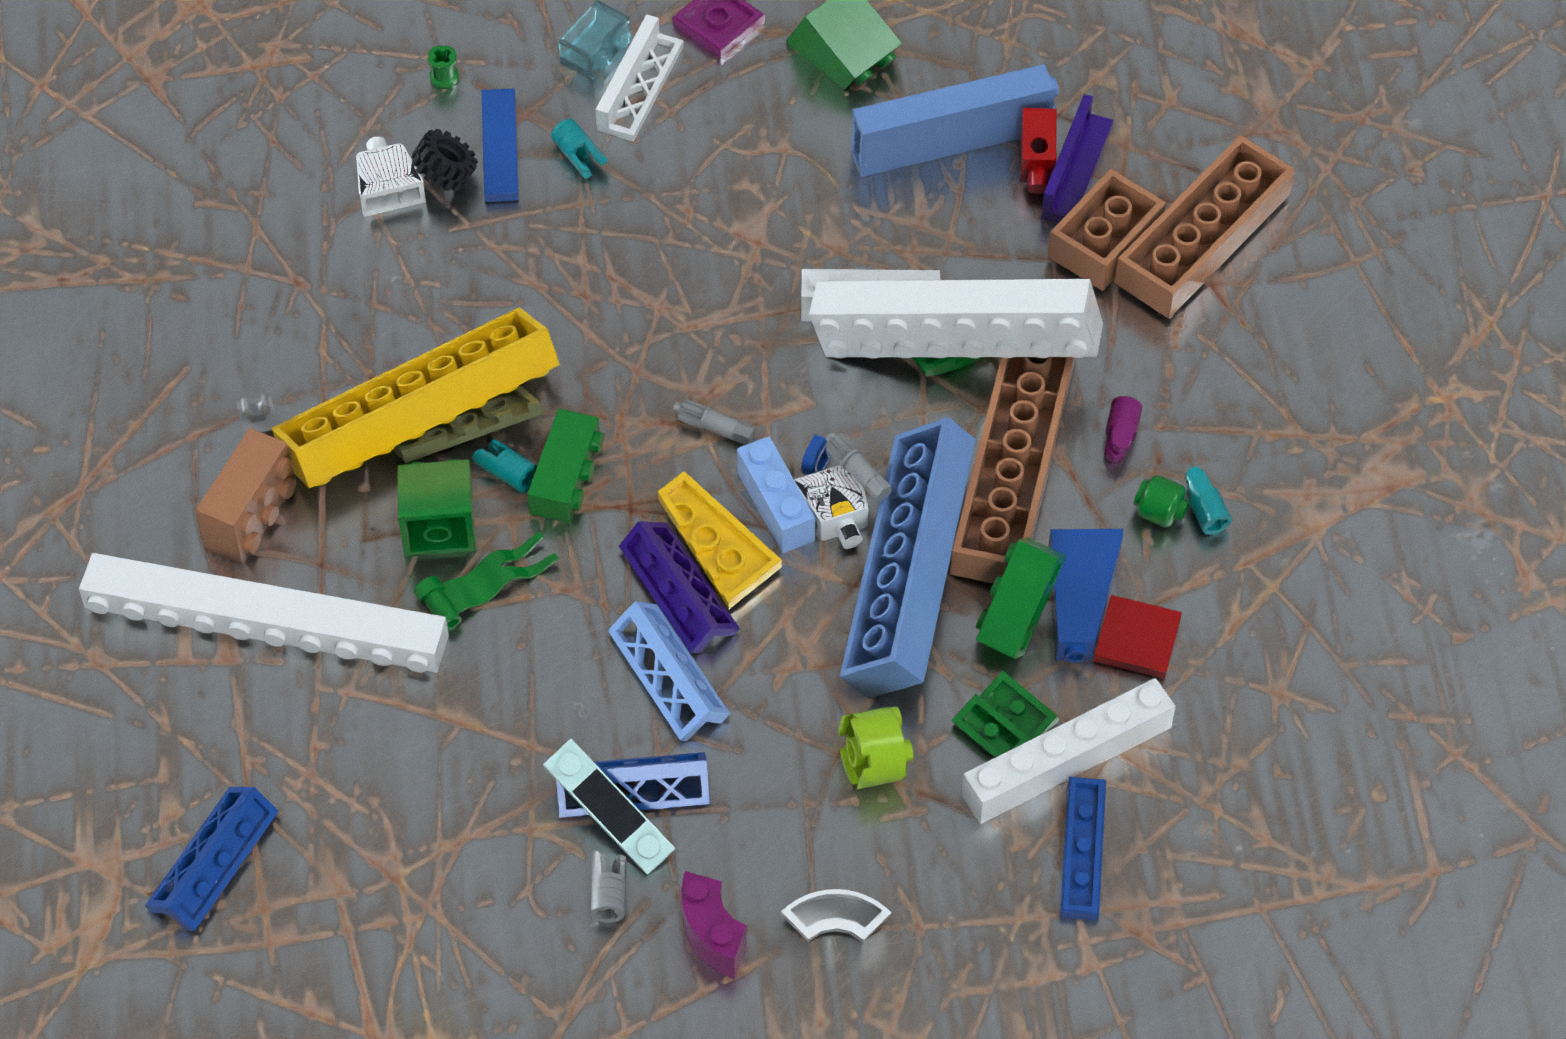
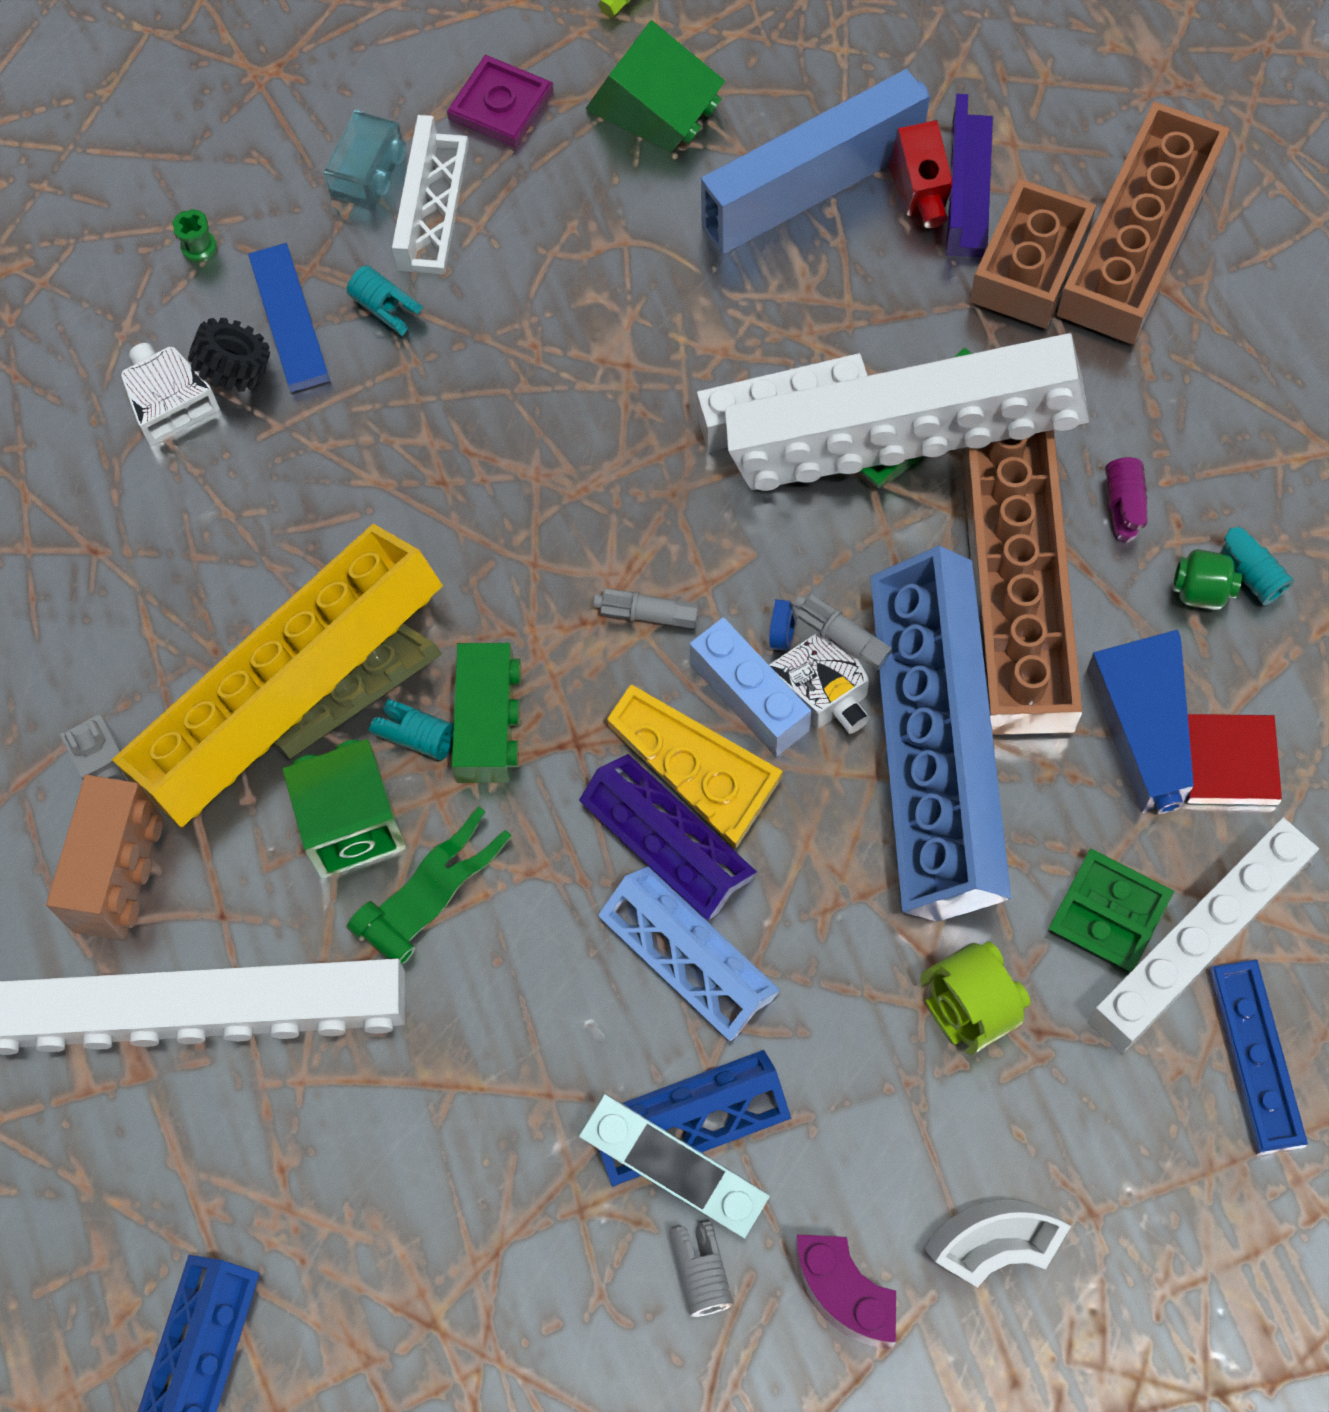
camera: 10 degrees left, 10 degrees up
(1019, 597) = (1089, 753): green brick -> none

